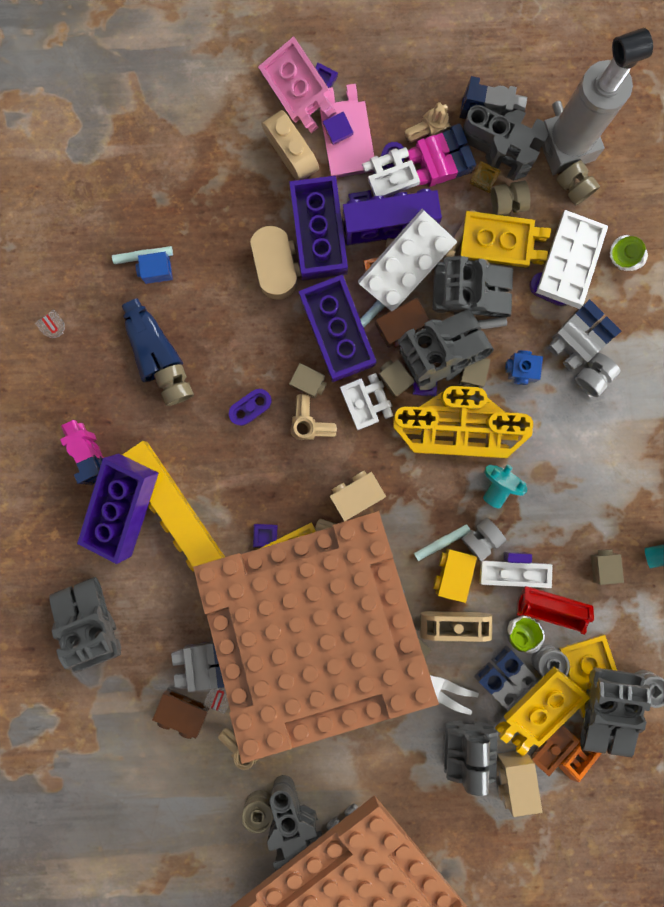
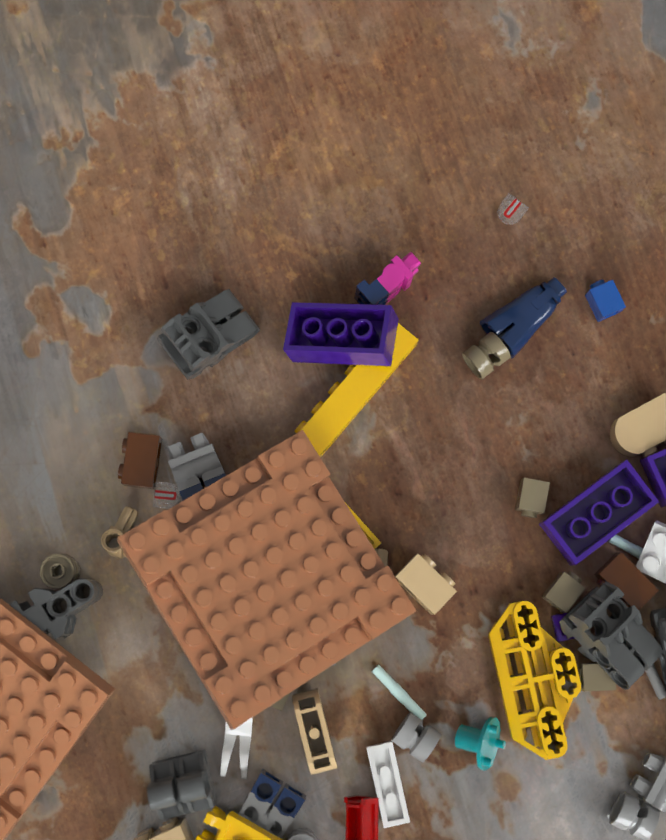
camera: 70 degrees right, 5 degrees down
(133, 256) = (610, 275): light aqua piece -> none
(250, 407) = (487, 440): dark purple plate -> none
(264, 534) = (354, 495): dark purple tile -> none
(303, 416) = (492, 502): tan axle -> none
(360, 405) = (524, 560): white plate -> none
(455, 575) = (368, 716): yellow brick -> none
(516, 557) = (406, 780): dark purple tile -> none
(525, 634) = (325, 813): lime hair -> none
(532, 367) = (624, 737): blue brick -> none

